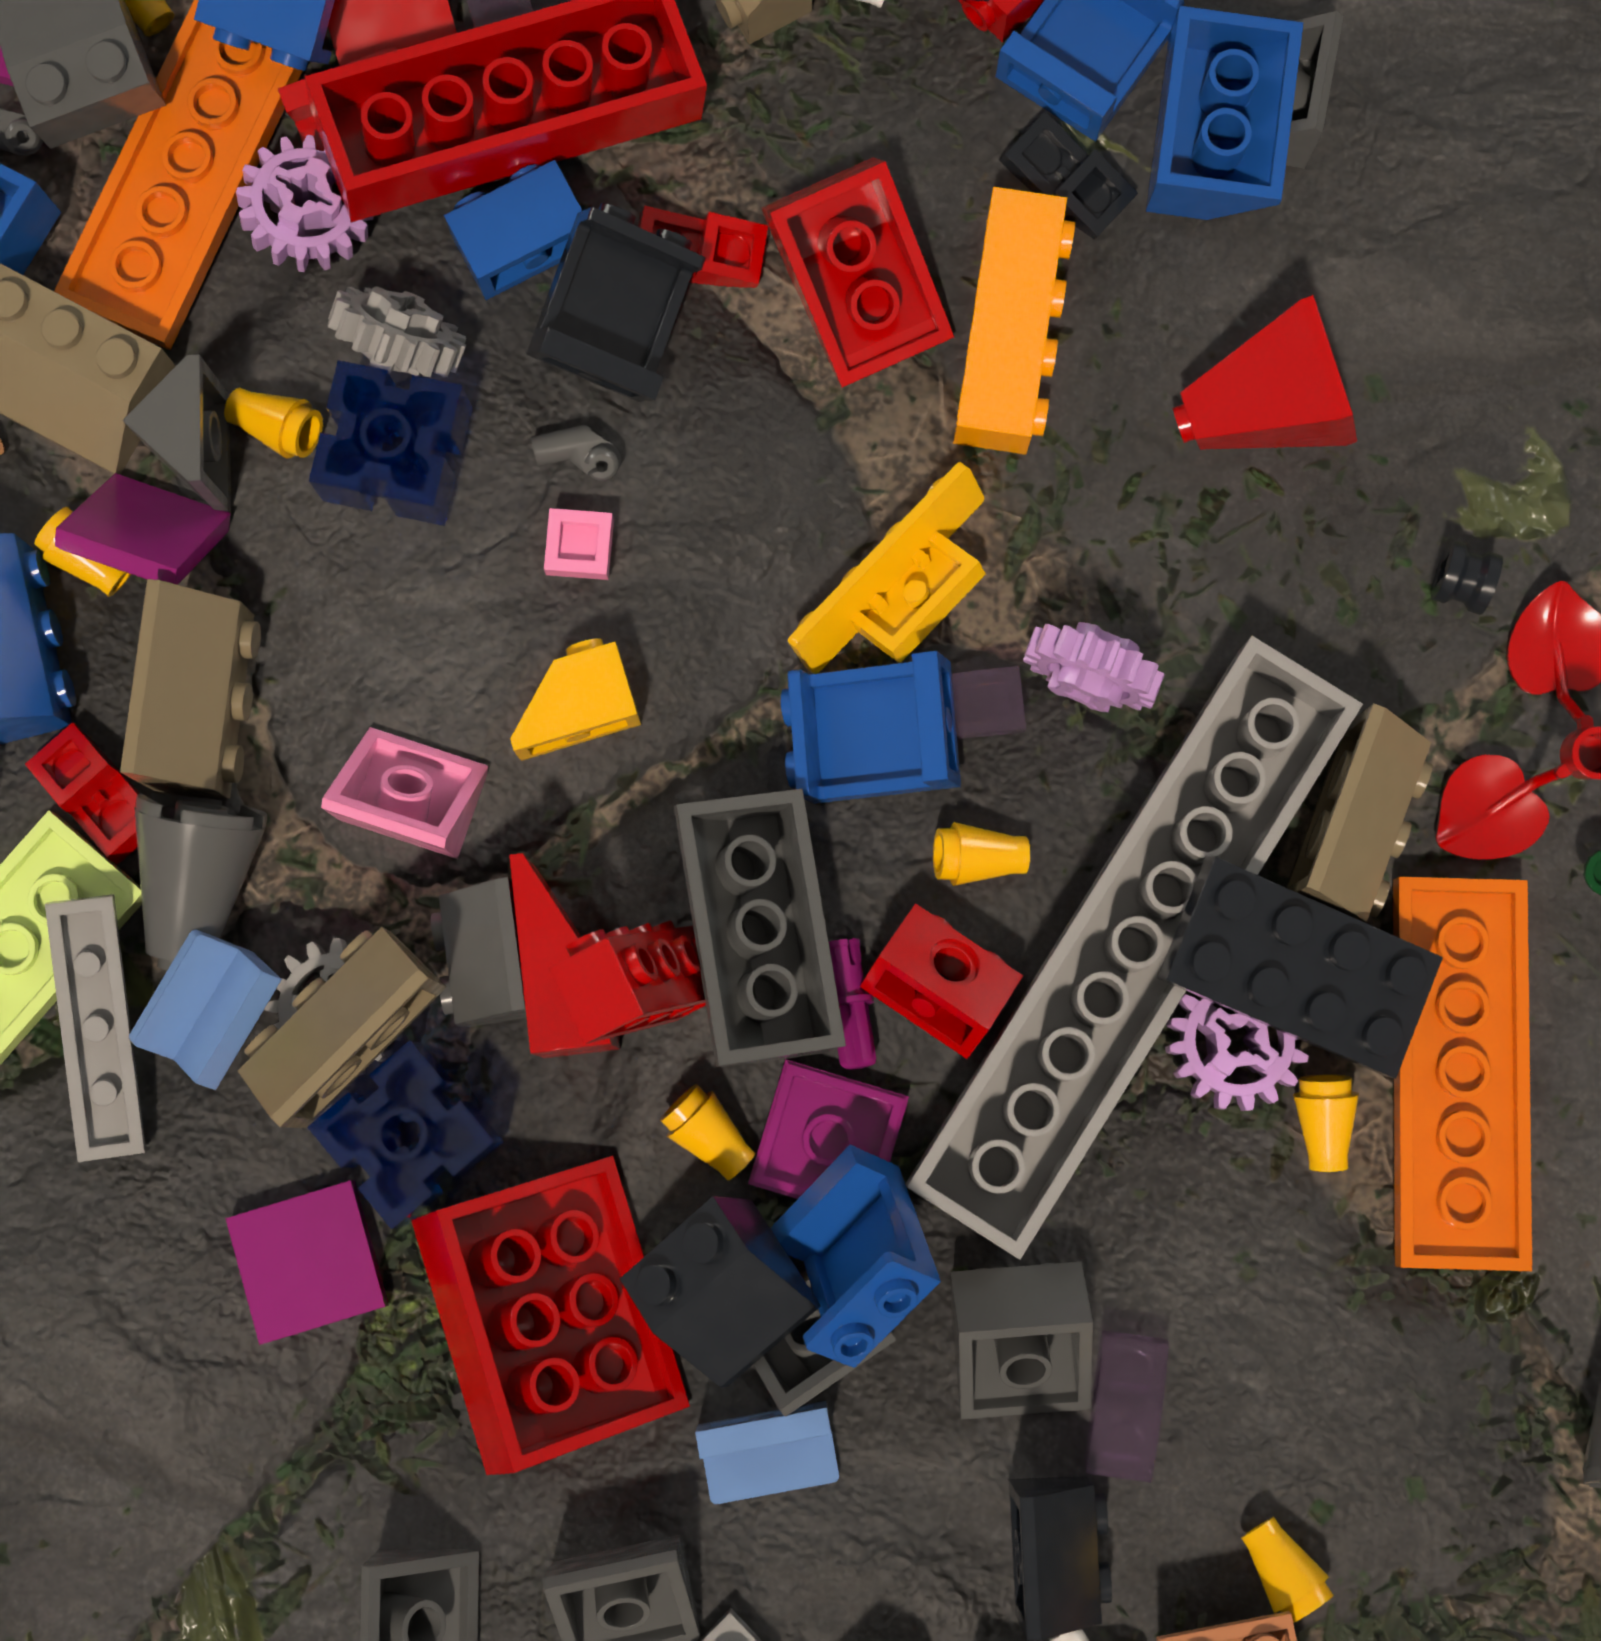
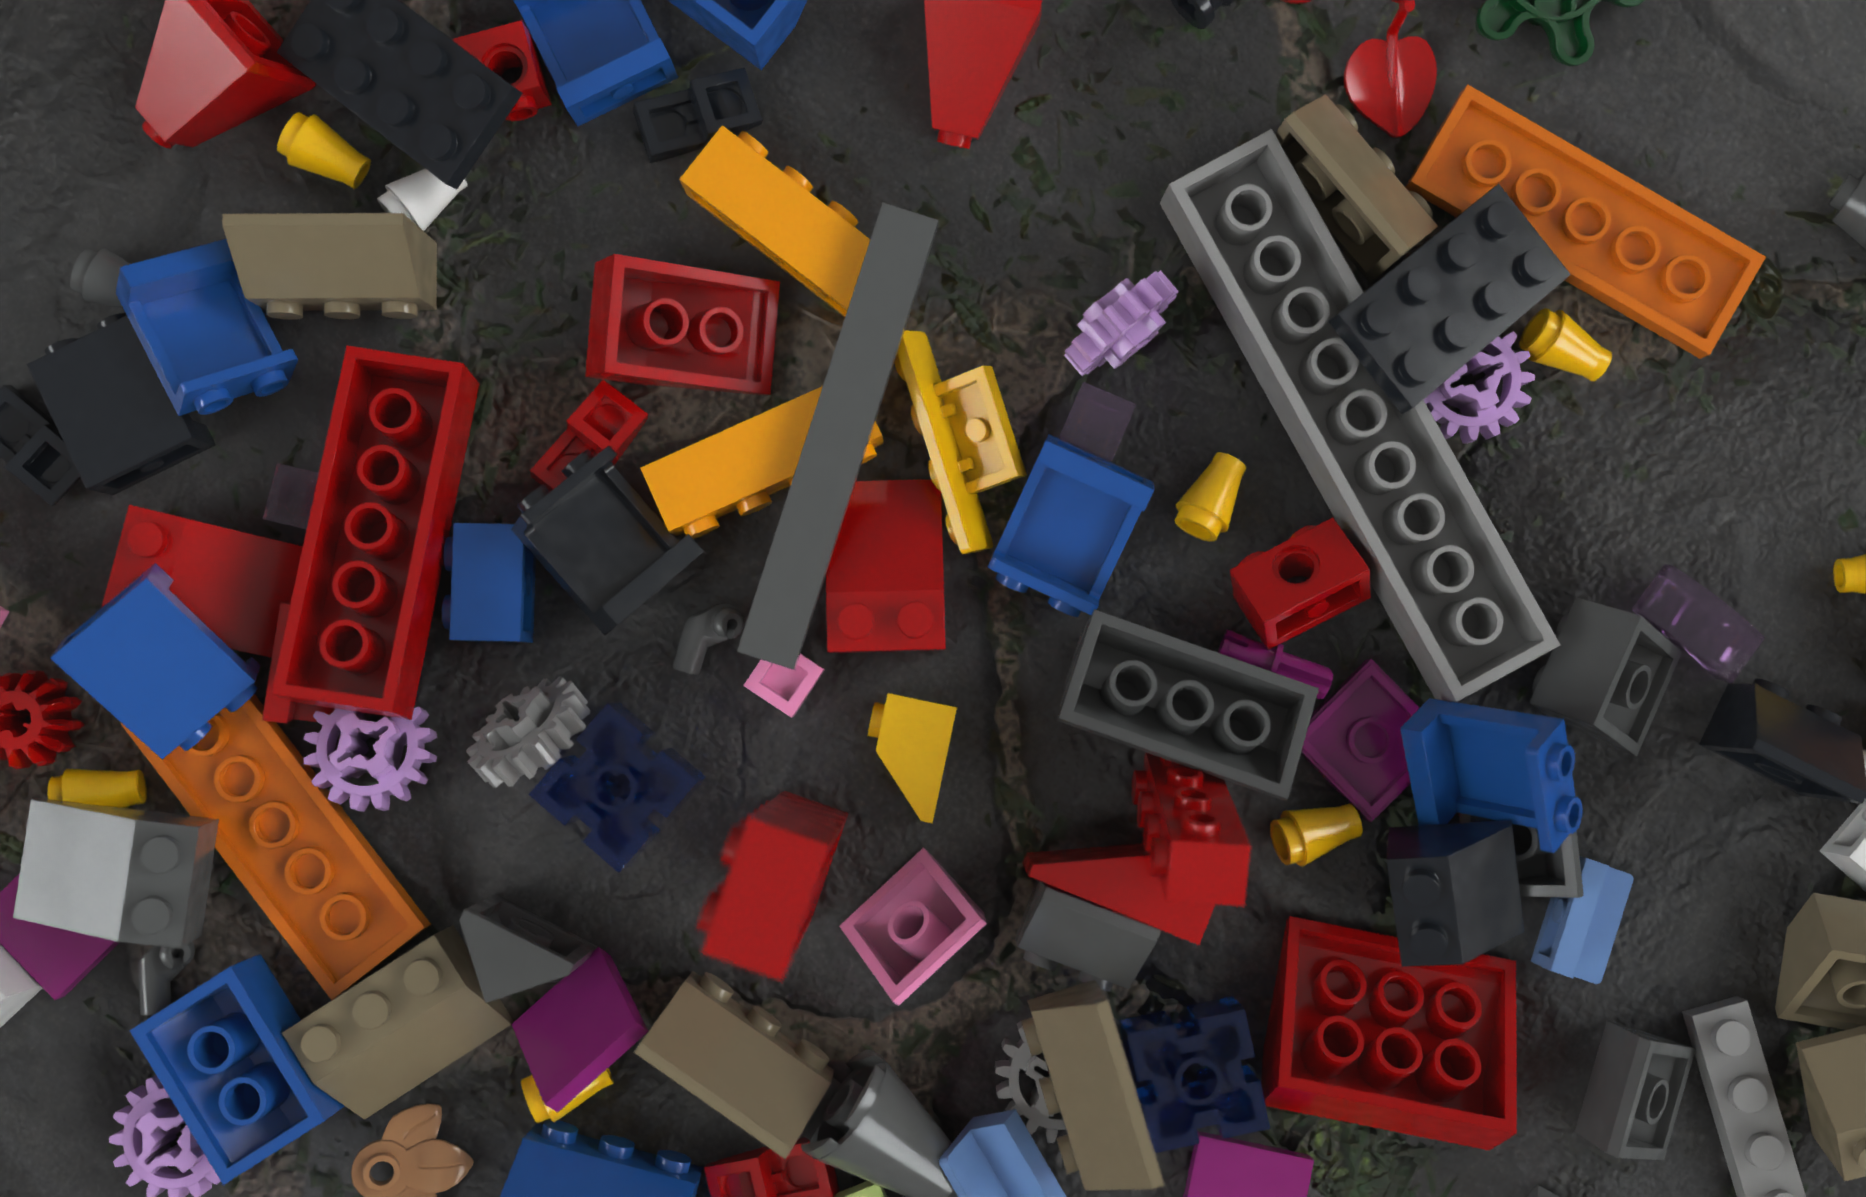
camera: 65 degrees left, 5 degrees up
(277, 421) = (545, 867): yellow cone -> none
(375, 602) = (773, 883): none -> red brick
(733, 580) = (888, 570): none -> red slope
(777, 410) = (735, 467): none -> light orange brick
(833, 460) = (838, 436): none -> dark grey tile

